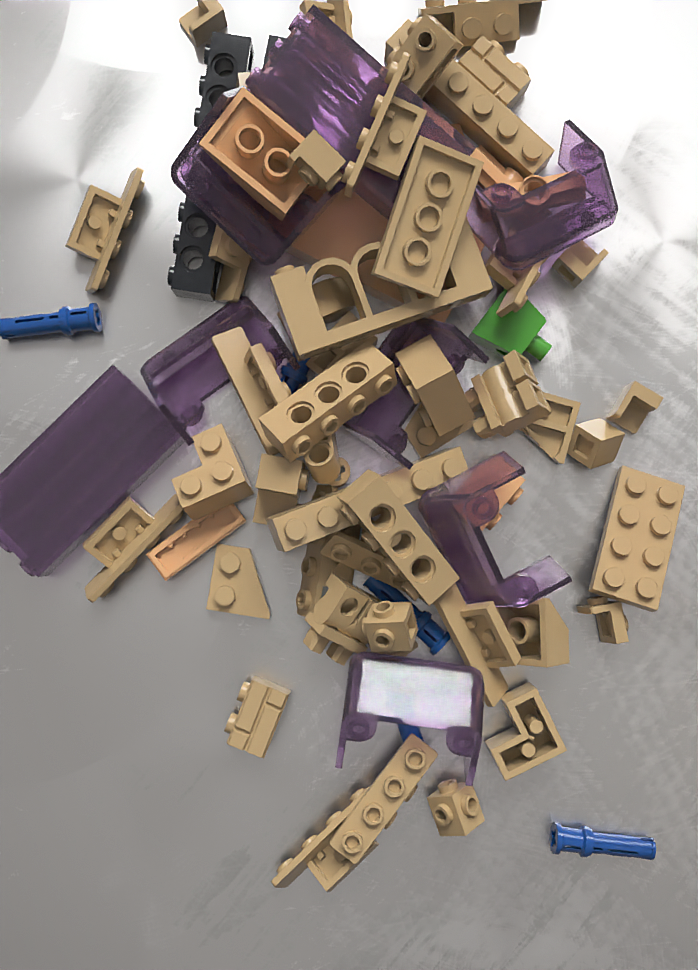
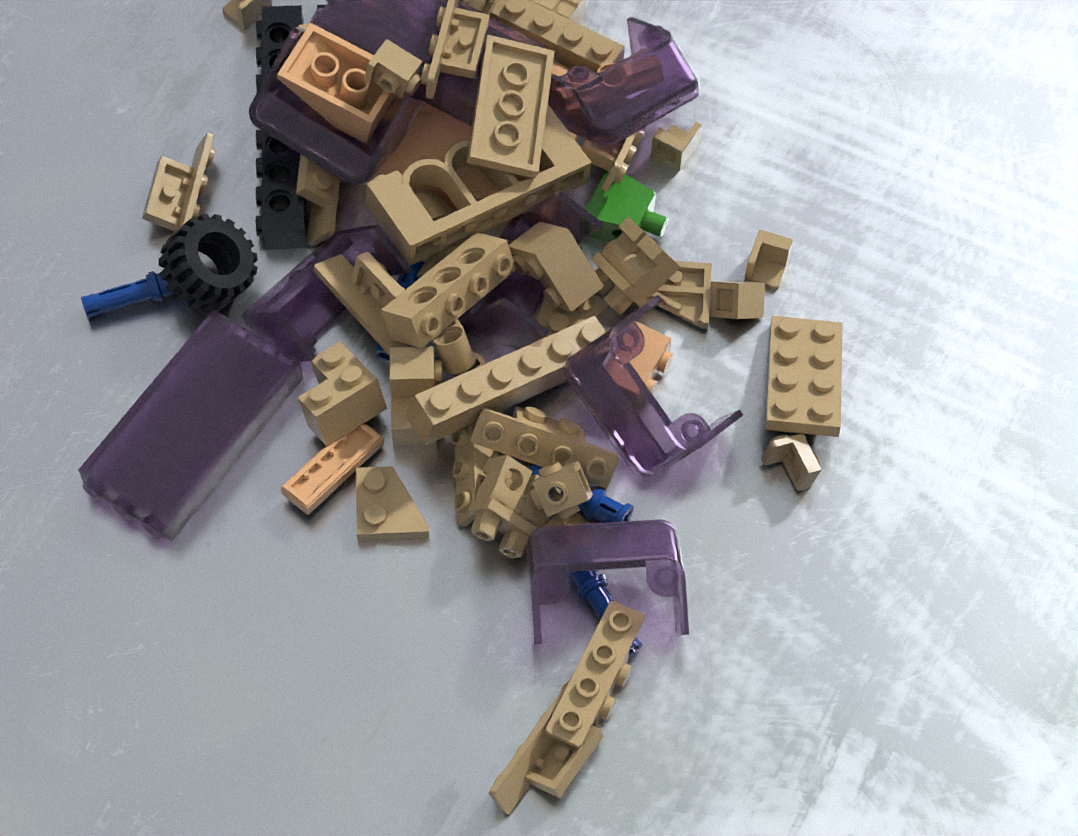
camera: 10 degrees left, 25 degrees down
(124, 538) = (251, 477): tan bracket -> none
(140, 309) = (227, 250): none -> black tyre
(257, 717) = (437, 629): tan brick -> none
(434, 572) = (569, 398): tan brick -> none
(455, 808) = (679, 677): tan brick -> none
(479, 639) = (661, 493): tan bracket -> none
(532, 737) = (743, 583): tan brick -> none
(537, 633) = (713, 488): tan slope -> none
(586, 842) = (833, 694): blue pin -> none

